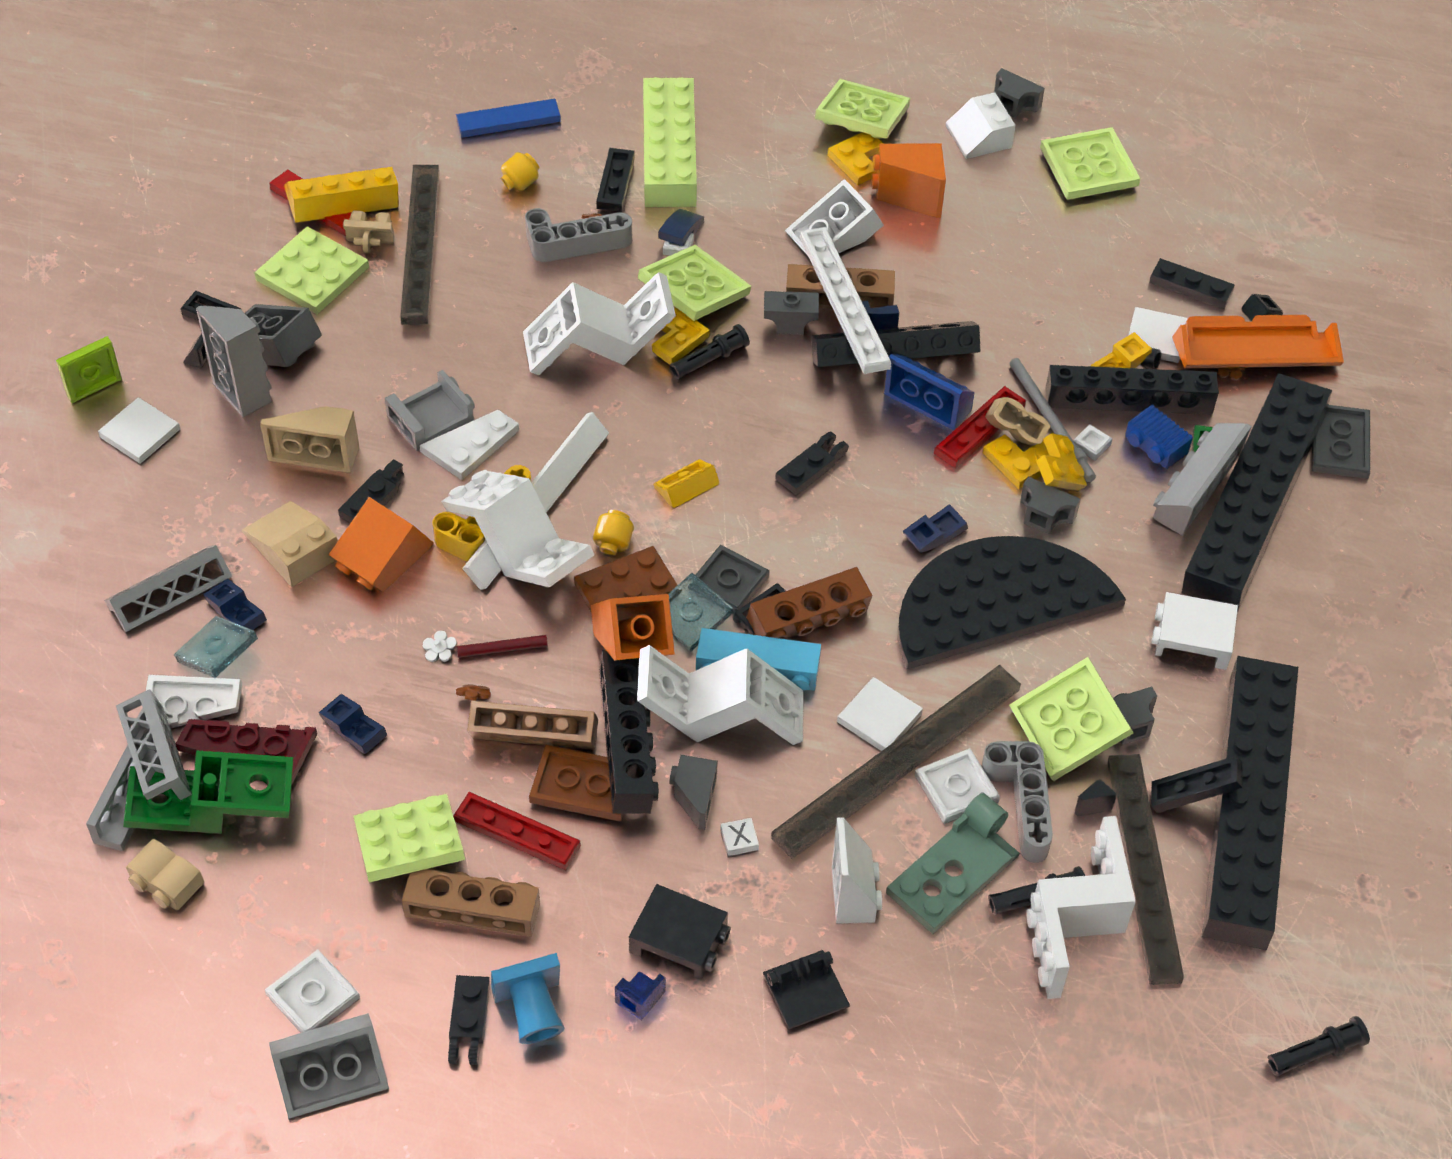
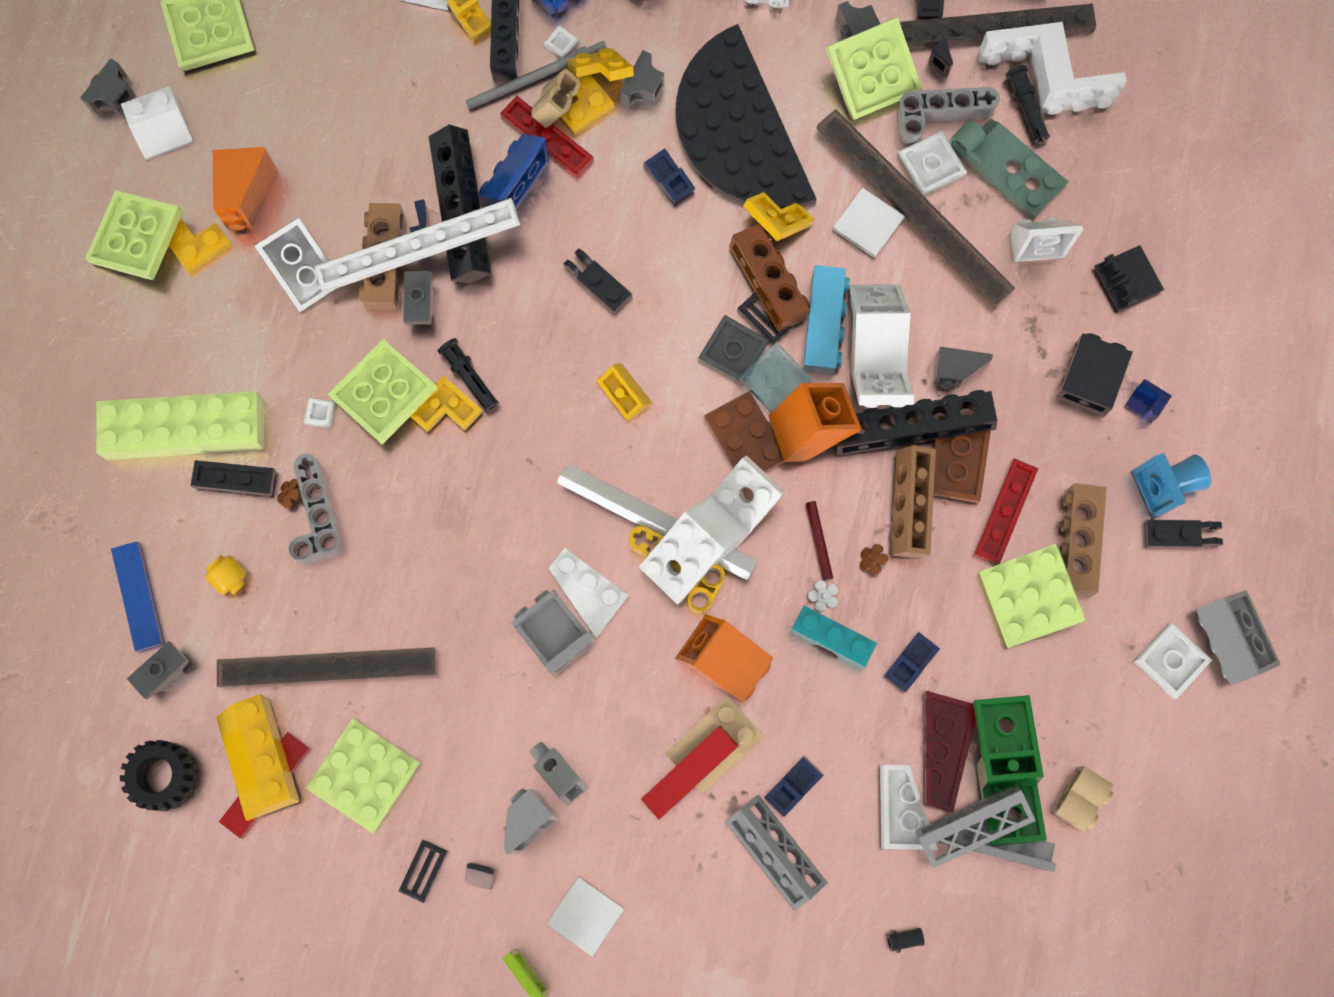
camera: 90 degrees left, 25 degrees up
(49, 694) = (905, 939): none -> black pin
(215, 646) = (845, 794): clear light blue tile -> none
(264, 507) = (689, 772): none -> red tile
(280, 398) = (563, 779): none -> light grey torso
(284, 332) = (457, 802): dark grey slope -> none
(313, 438) = (604, 723): tan slope -> none
(336, 126) = (137, 770): none -> black tyre
(369, 232) = (311, 708): tan hips -> none
(374, 658) = (833, 636): none -> teal arch
(379, 486) = (656, 676): black hinge -> none
(431, 125) = (159, 671): none -> dark grey brick
(598, 323) = (452, 474): white bracket -> none
(613, 532) = (693, 450): yellow head -> none
(680, 226) = (299, 410): dark blue slope -> none
(739, 836) = (996, 332): white tile -> none
(875, 617) = (777, 221): none -> yellow plate

